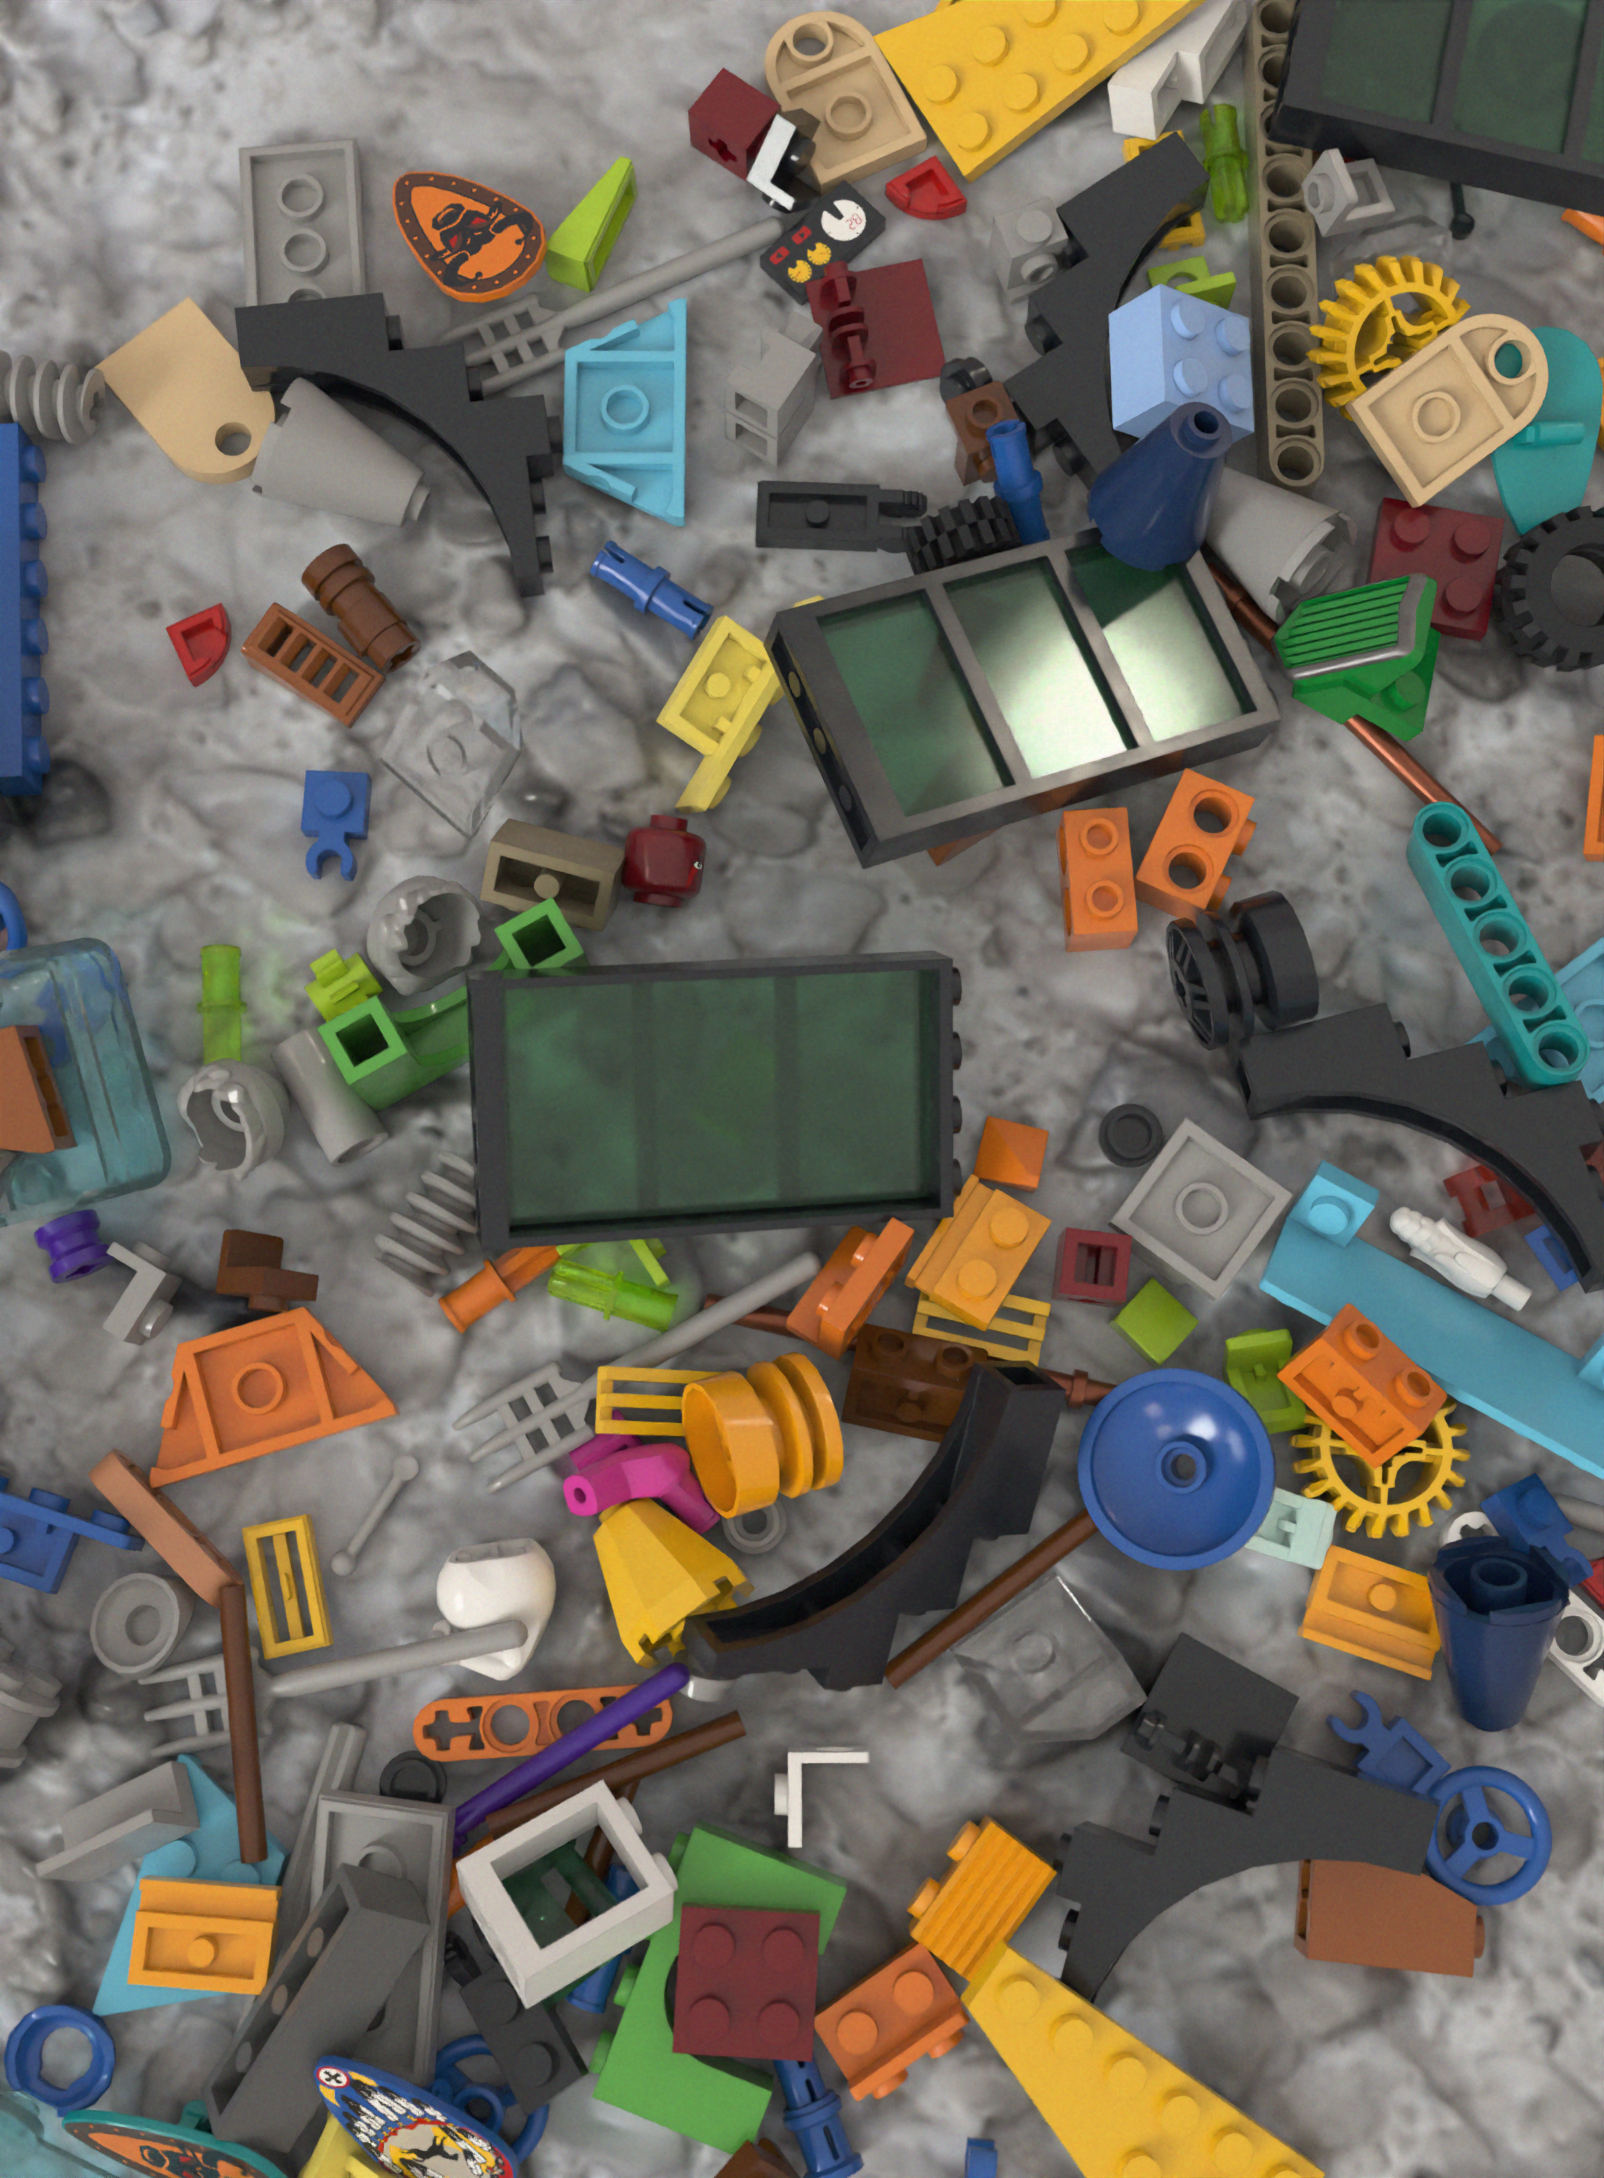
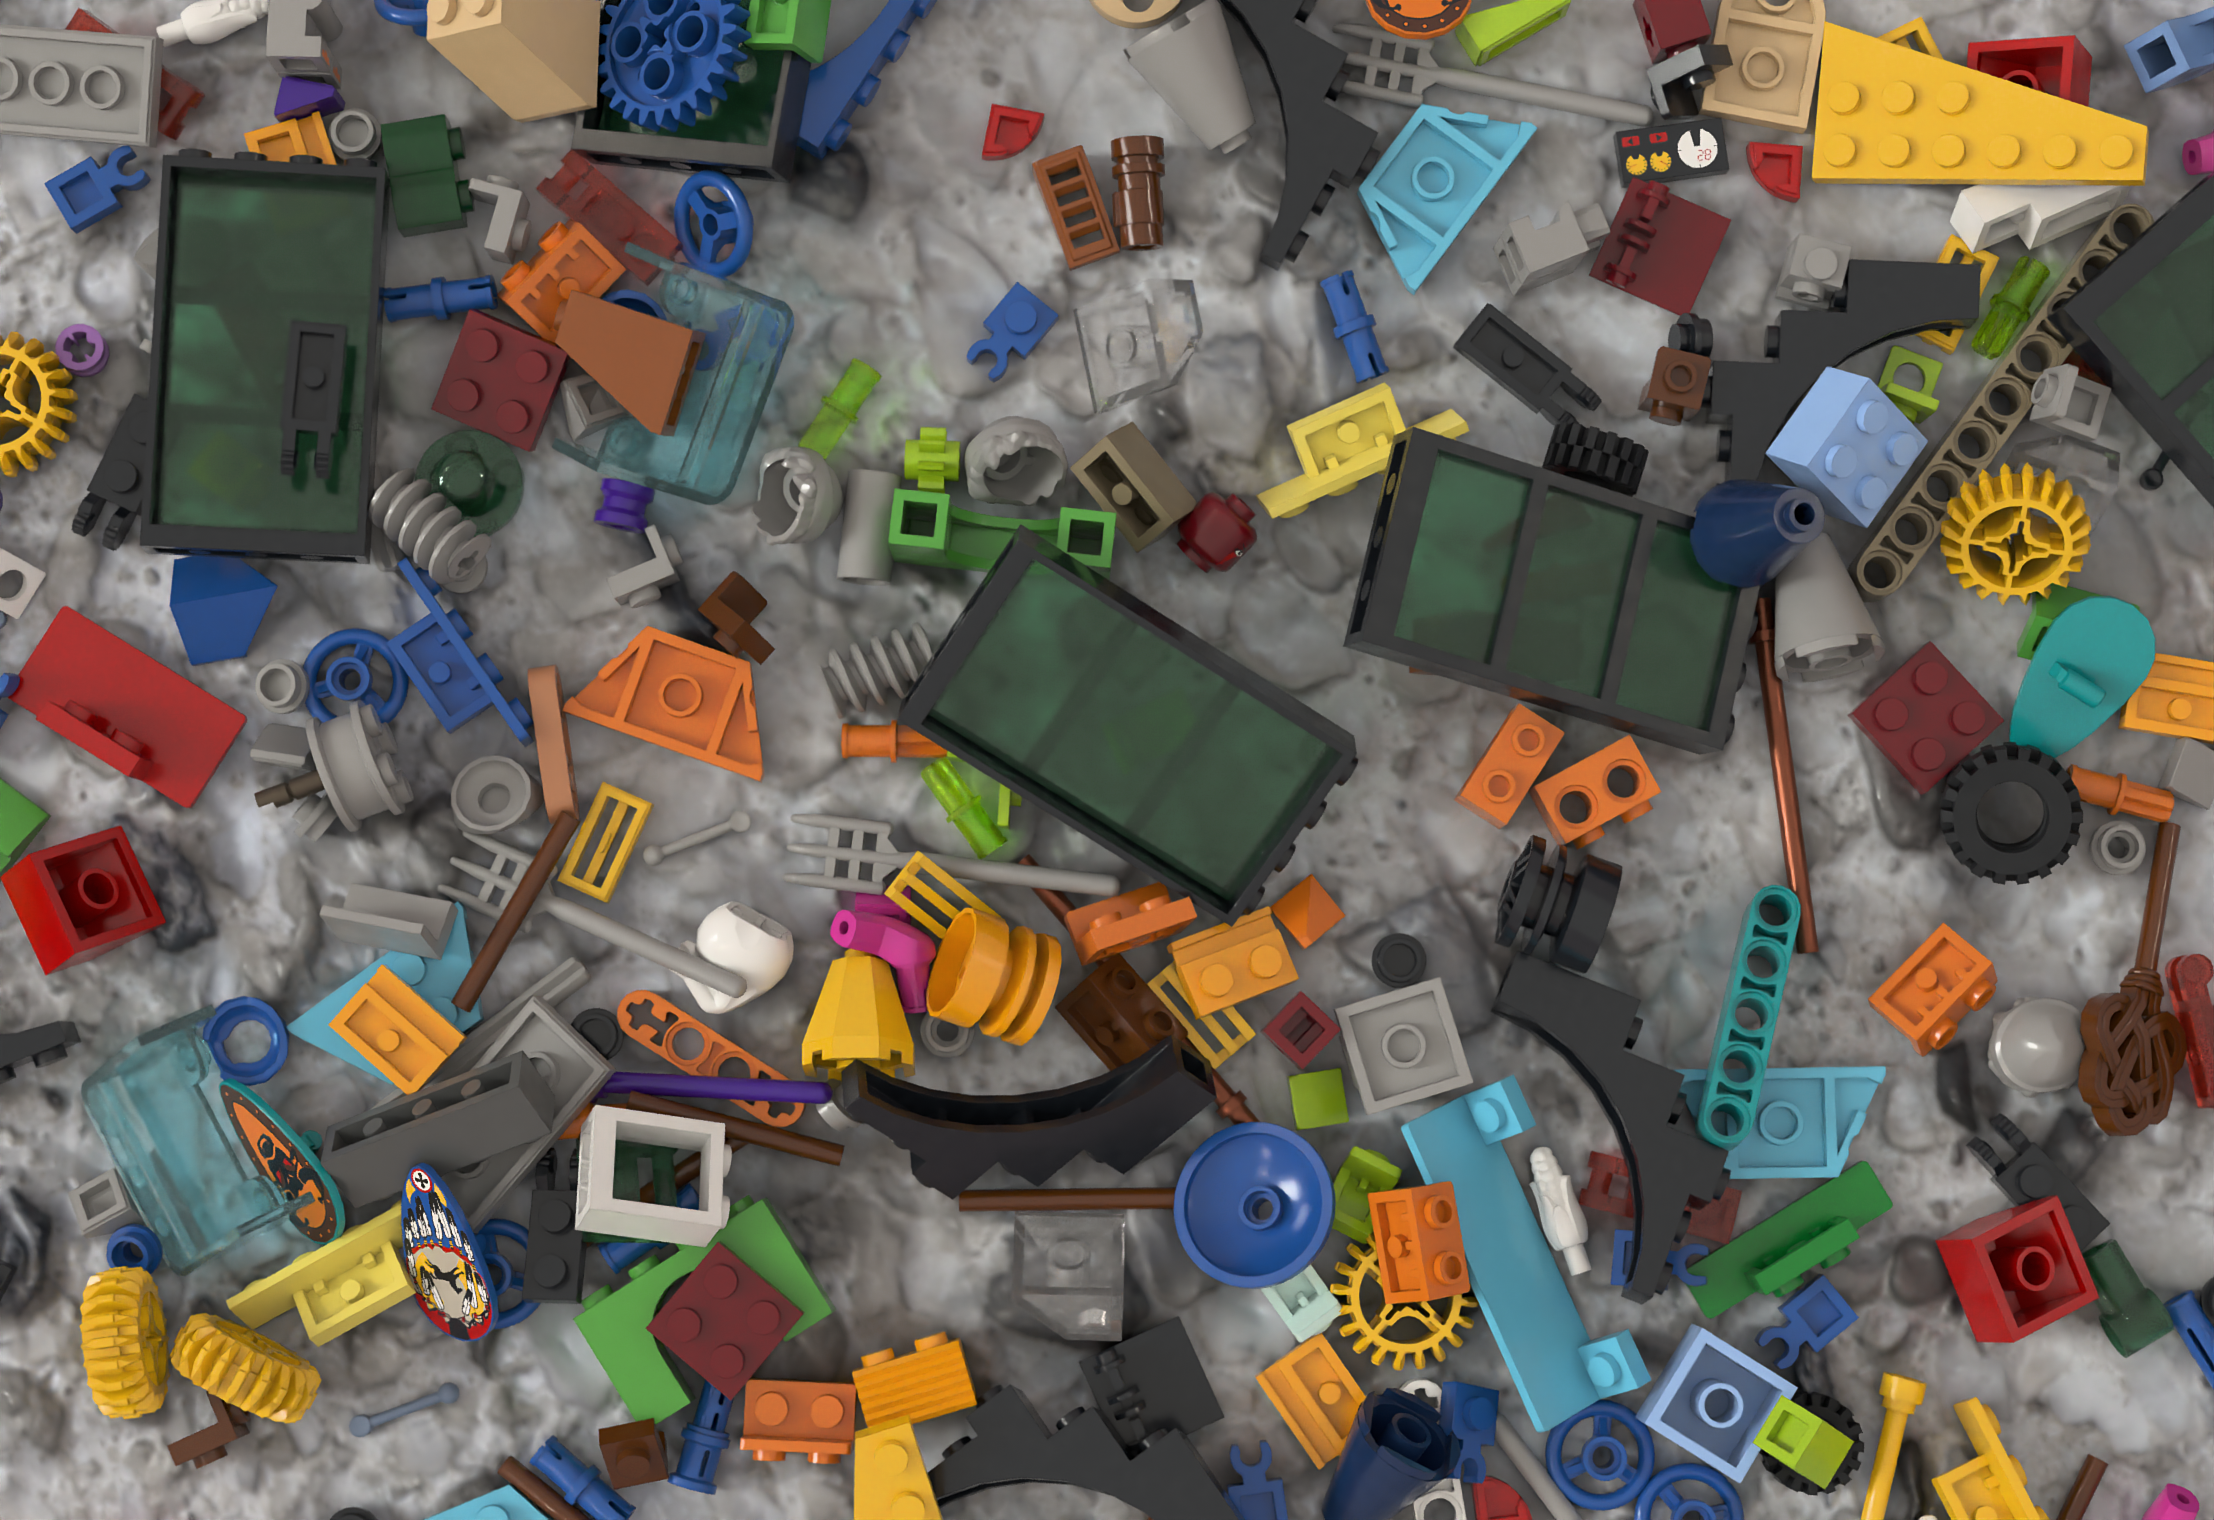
camera: 30 degrees right, 5 degrees up
(789, 1785) = (843, 1220): white bracket -> none
(1017, 479) = (1668, 443): blue pin -> none
(1364, 652) = (1819, 745): green piece -> none
(1451, 404) = (2017, 612): tan tile -> none

